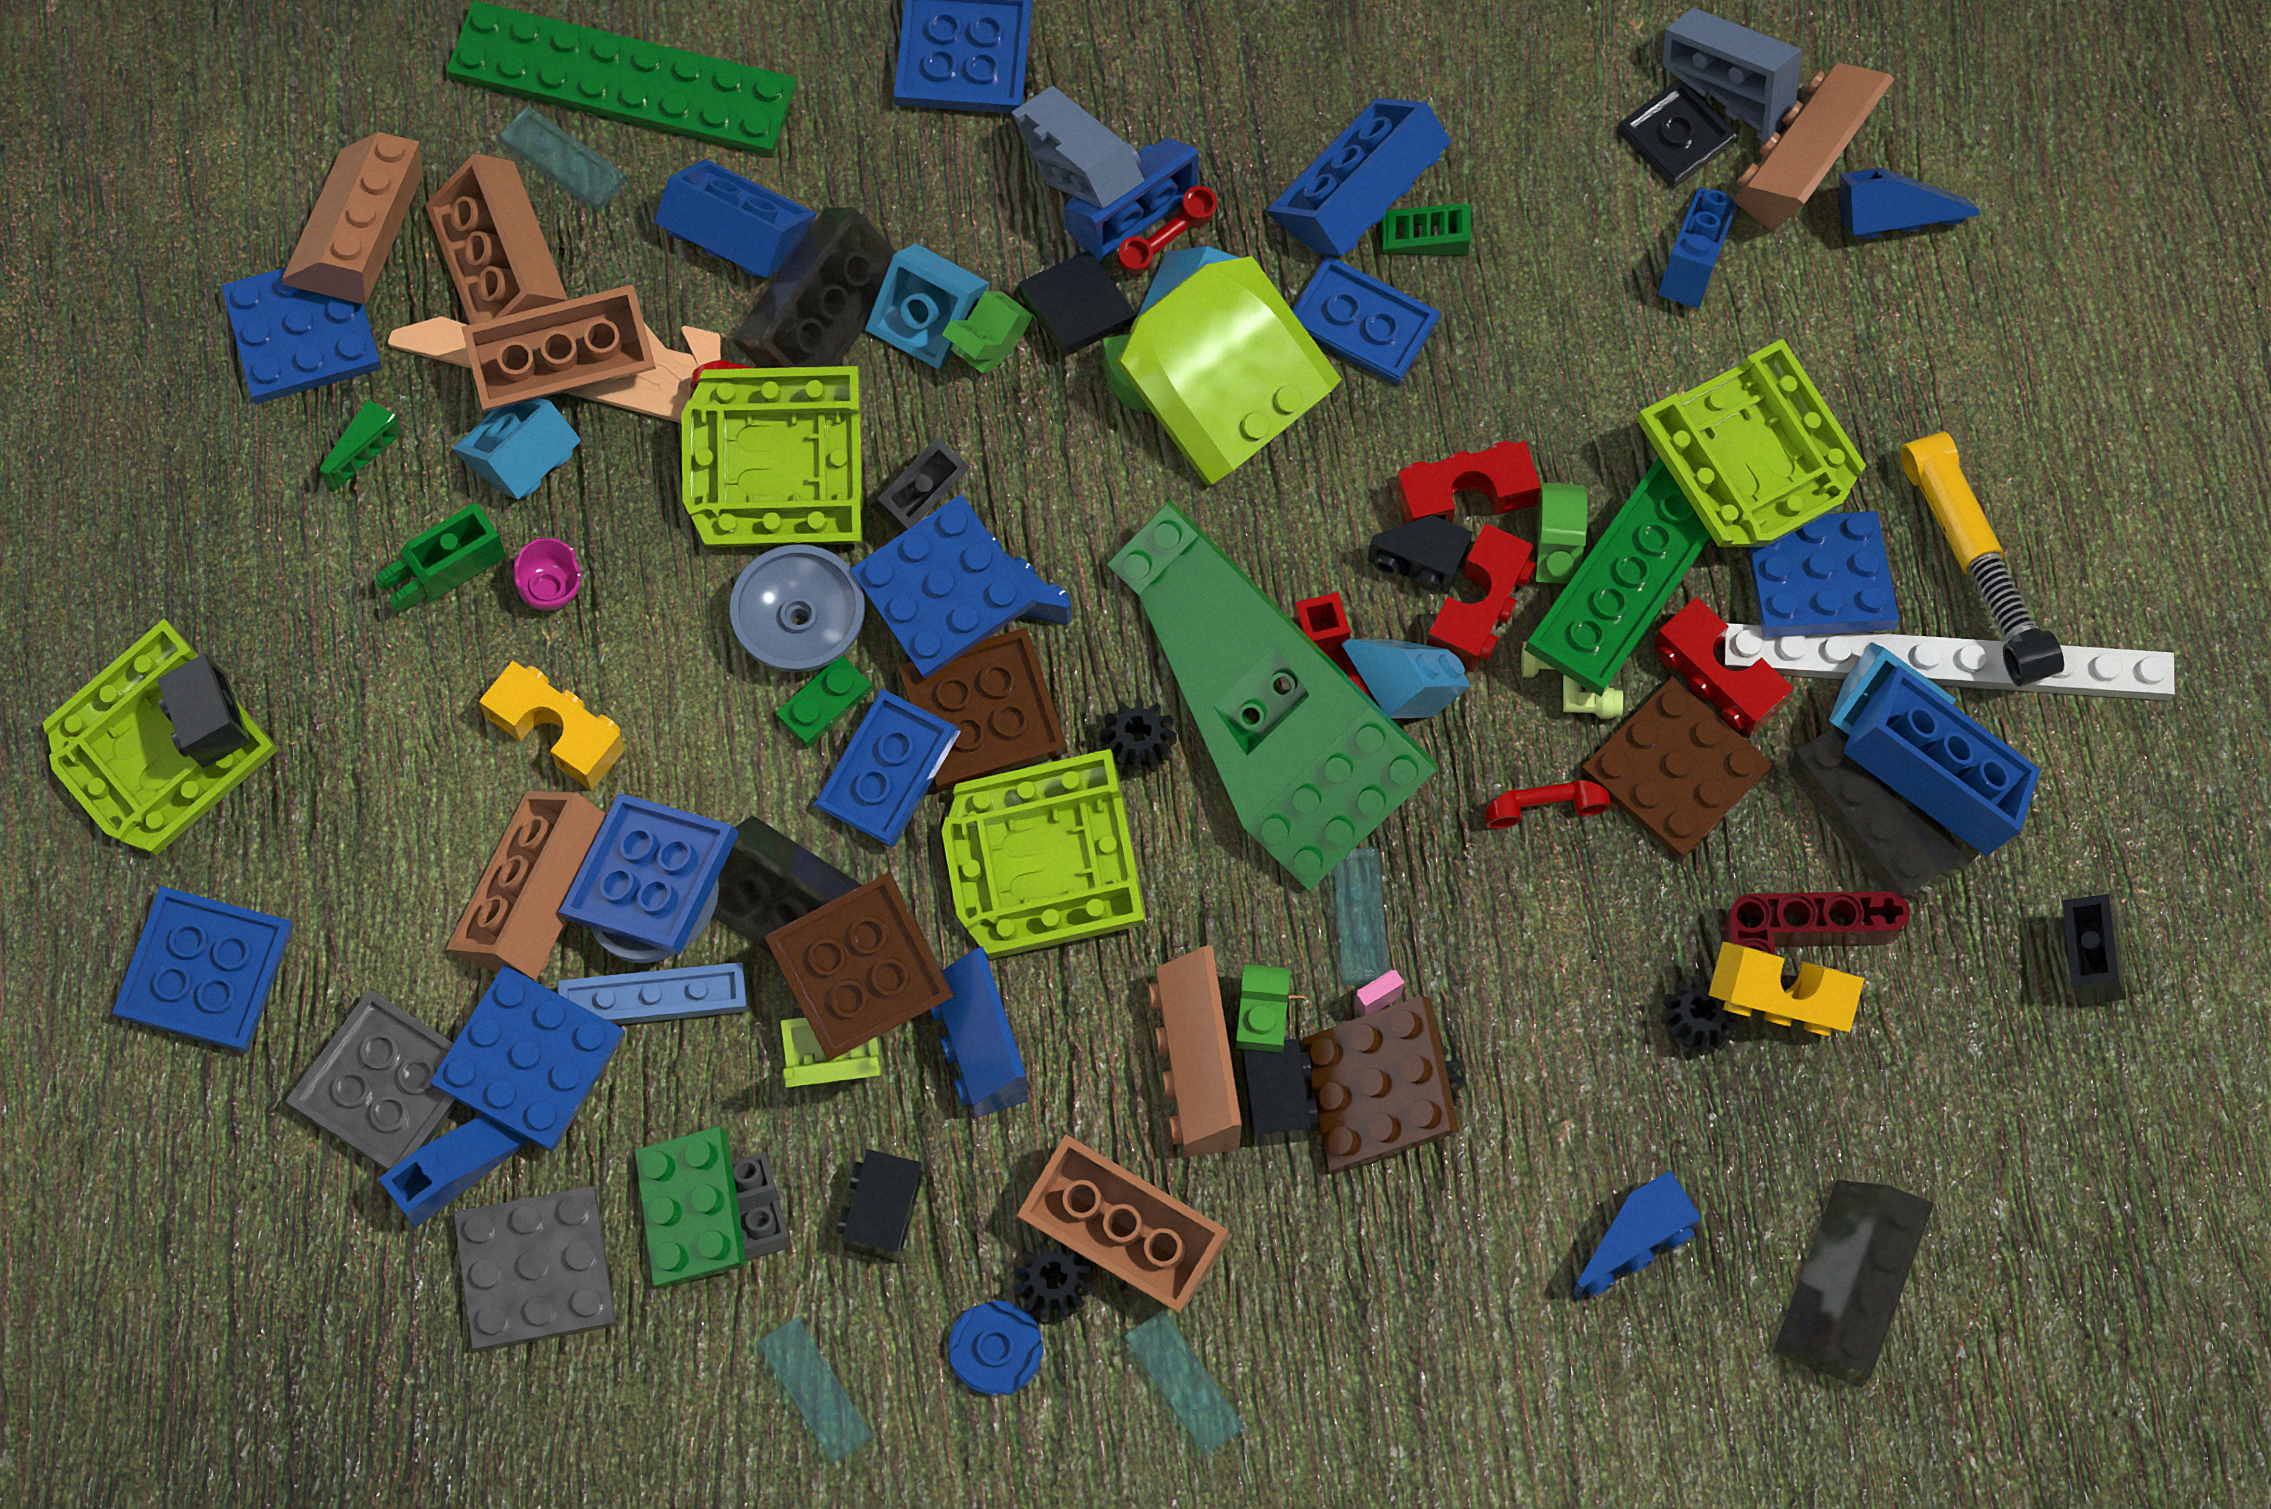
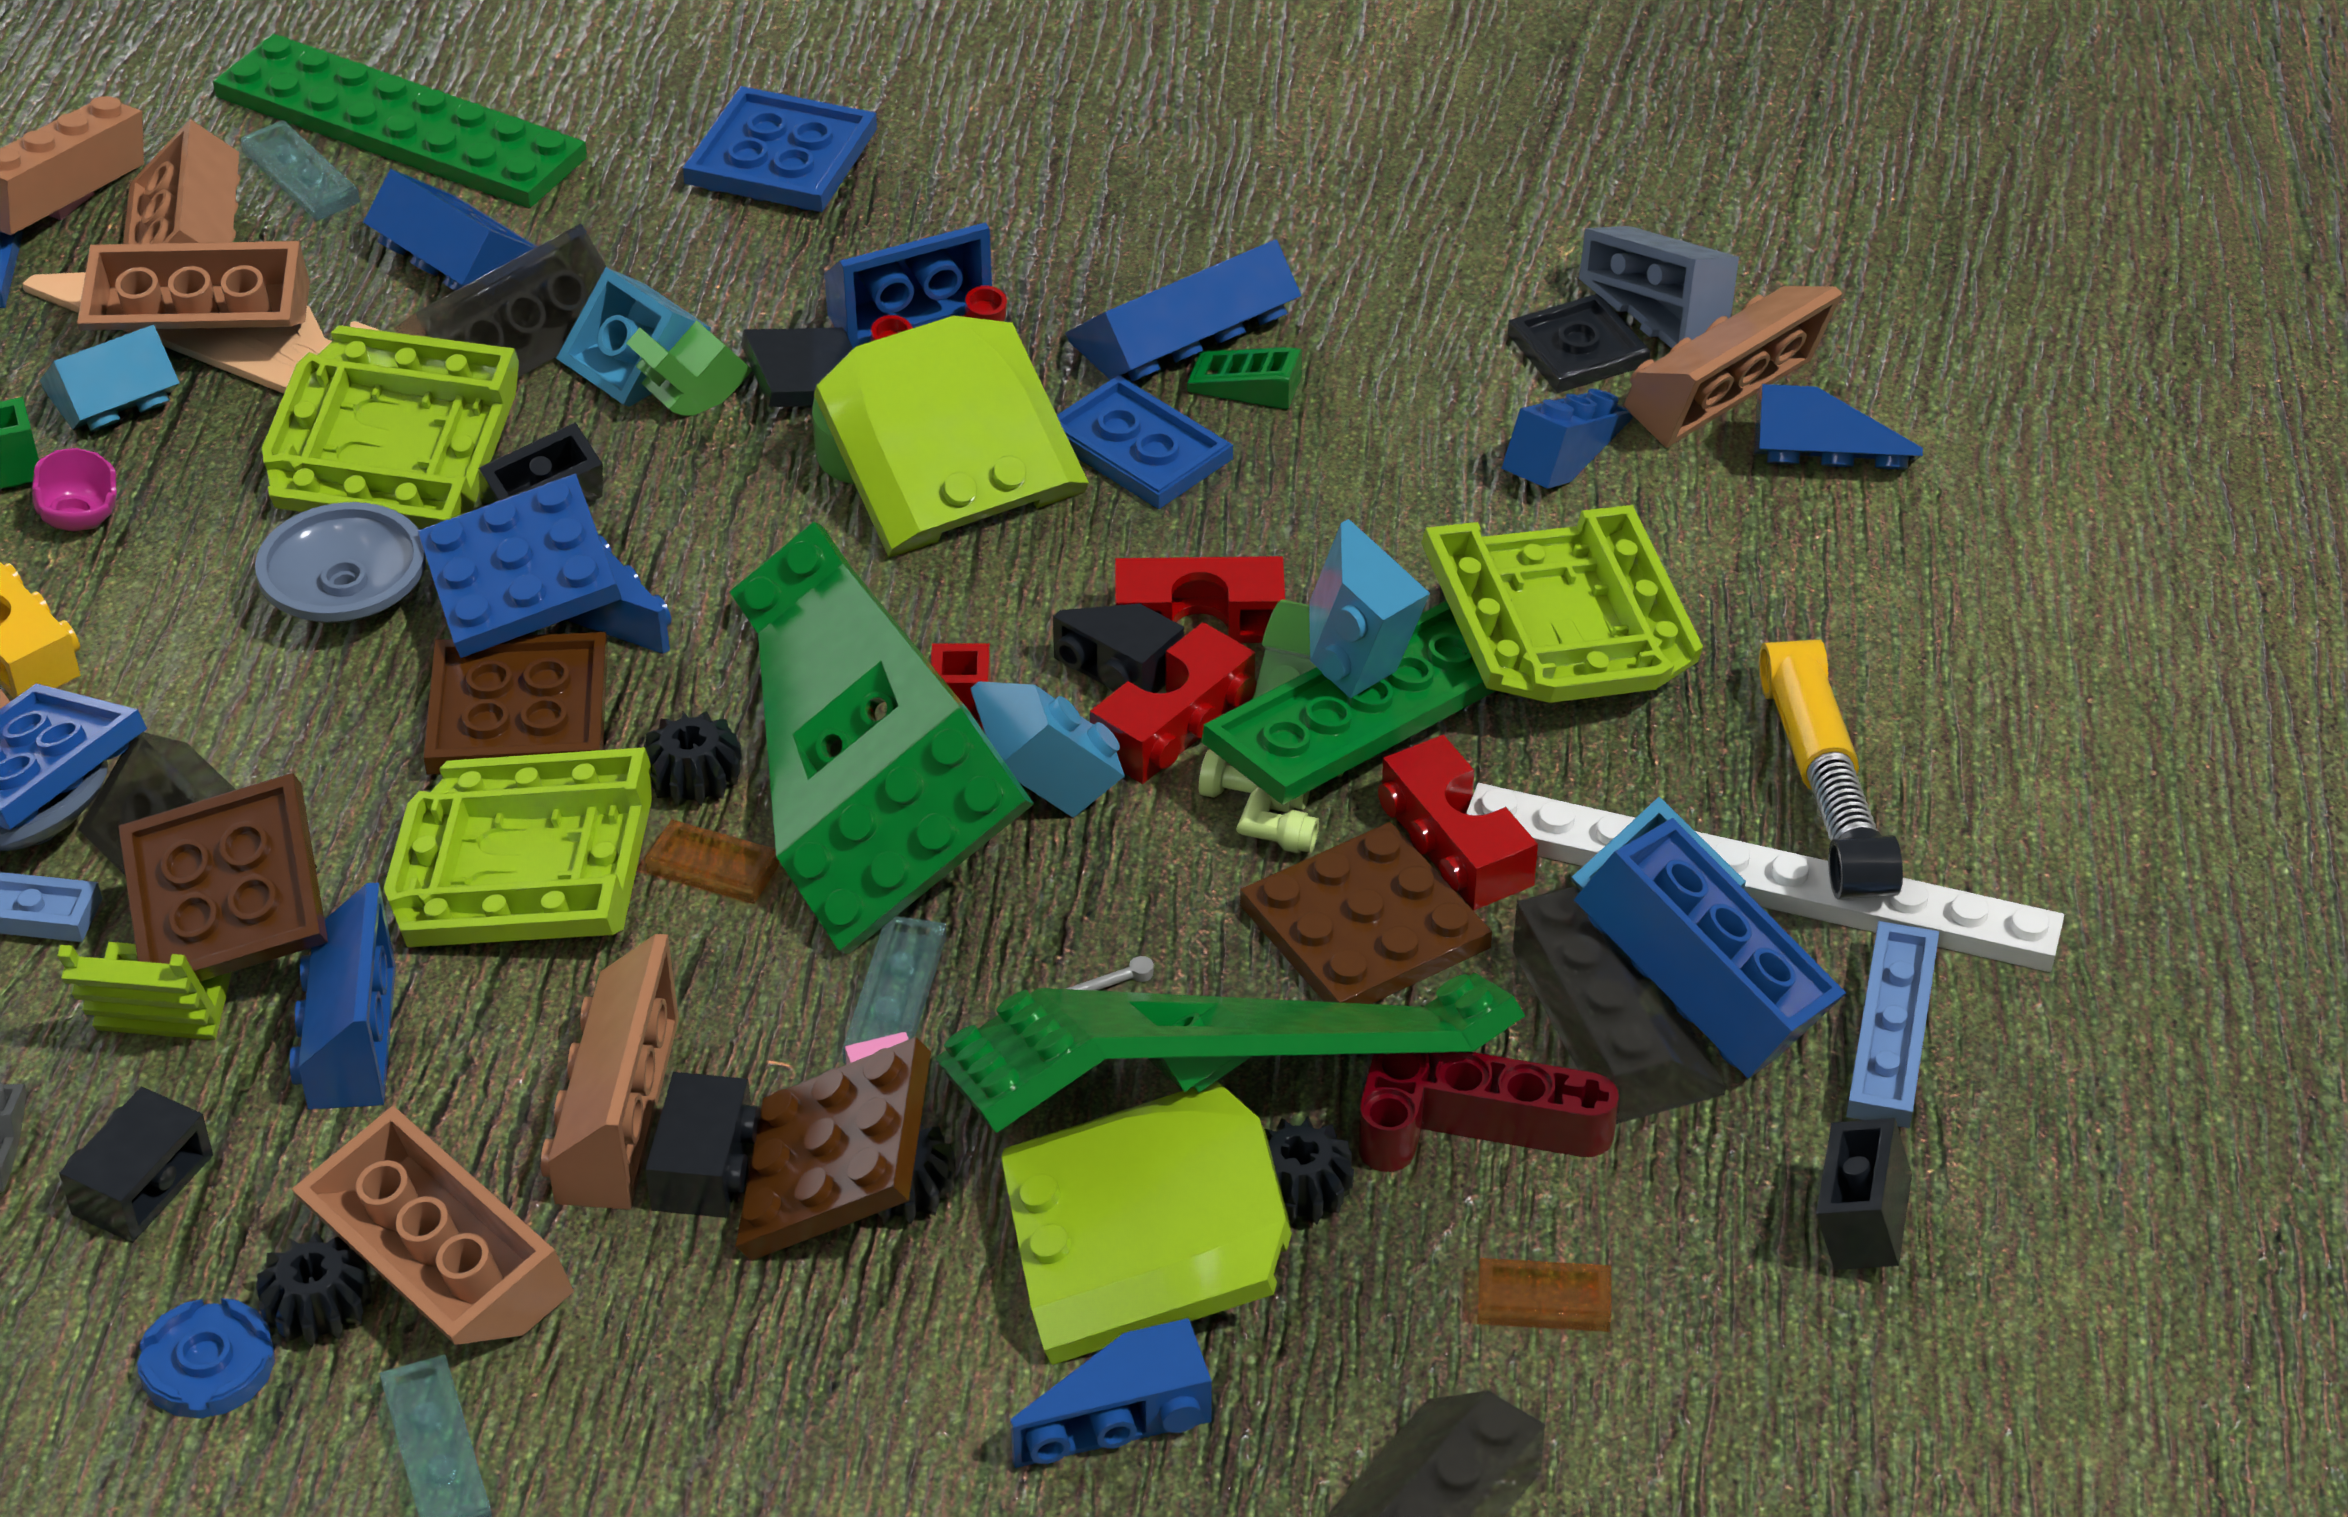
camera: 15 degrees right, 25 degrees down
(824, 701) = (335, 667): green plate -> none
(887, 768) = (372, 732): blue tile -> none
(1077, 150) = (855, 213): sand blue wedge -> none
(1184, 825) = (712, 861): none -> clear orange tile
(1263, 1008) = (721, 1037): bright green brick -> none
(1528, 852) = (1140, 970): none -> light grey hinge
(1535, 957) = (1059, 1034): none -> green wing
(1587, 797) = (1236, 919): red bar -> none
(1611, 1085) = (1145, 1218): none -> lime wedge
(1619, 519) = (1361, 612): none -> dark azure slope
(1752, 980) = (1367, 1124): yellow arch -> none
(1825, 579) = (1616, 754): blue plate -> none
(1891, 1073) = (1544, 1294): none -> clear orange tile
(2075, 783) = (1893, 1024): none -> medium blue plate

